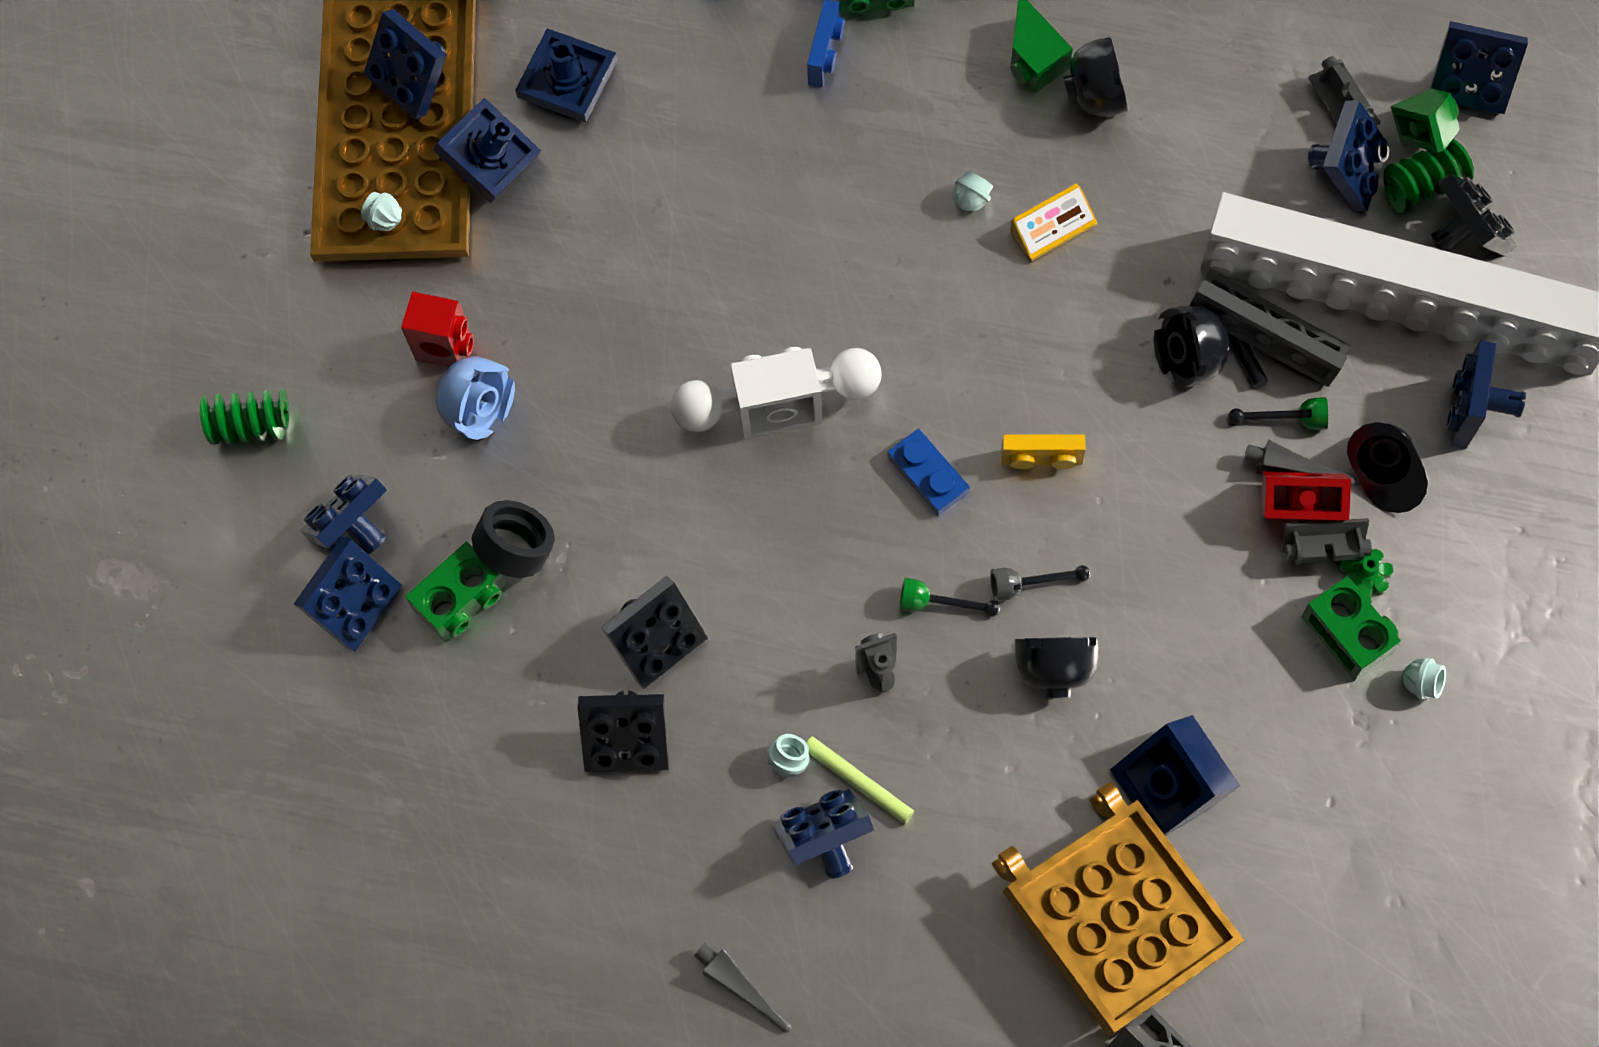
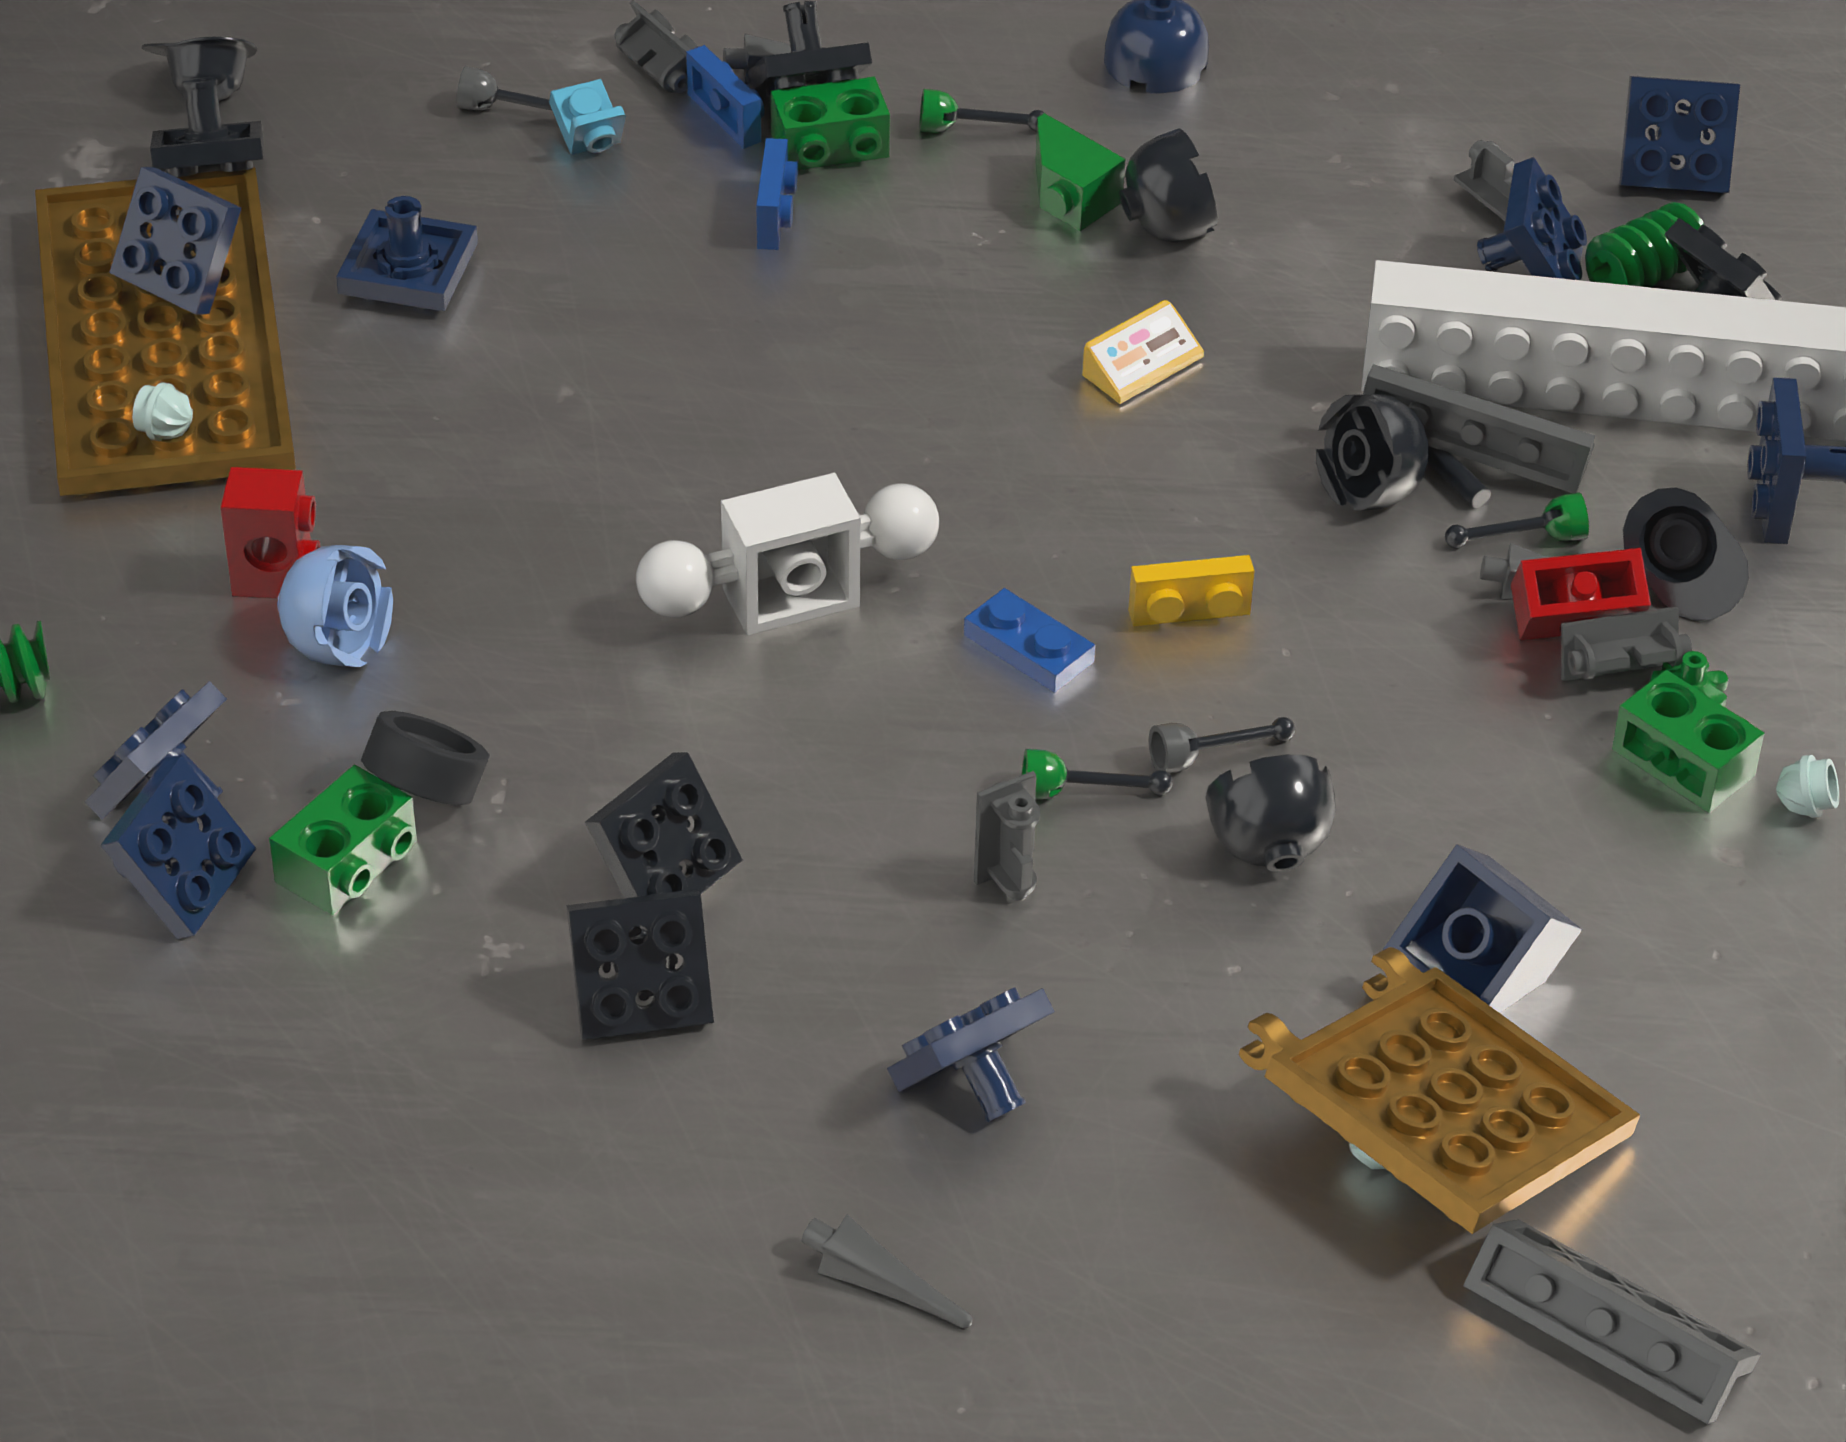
camera: 15 degrees left, 25 degrees down
(494, 142) = (309, 335): dark blue plate -> none
(788, 755) = (896, 978): light aqua plate -> none
(859, 781) = (981, 990): yellowish green bar -> none
(972, 192) = (1020, 327): light aqua plate -> none
(1427, 120) = (1625, 192): green slope -> none

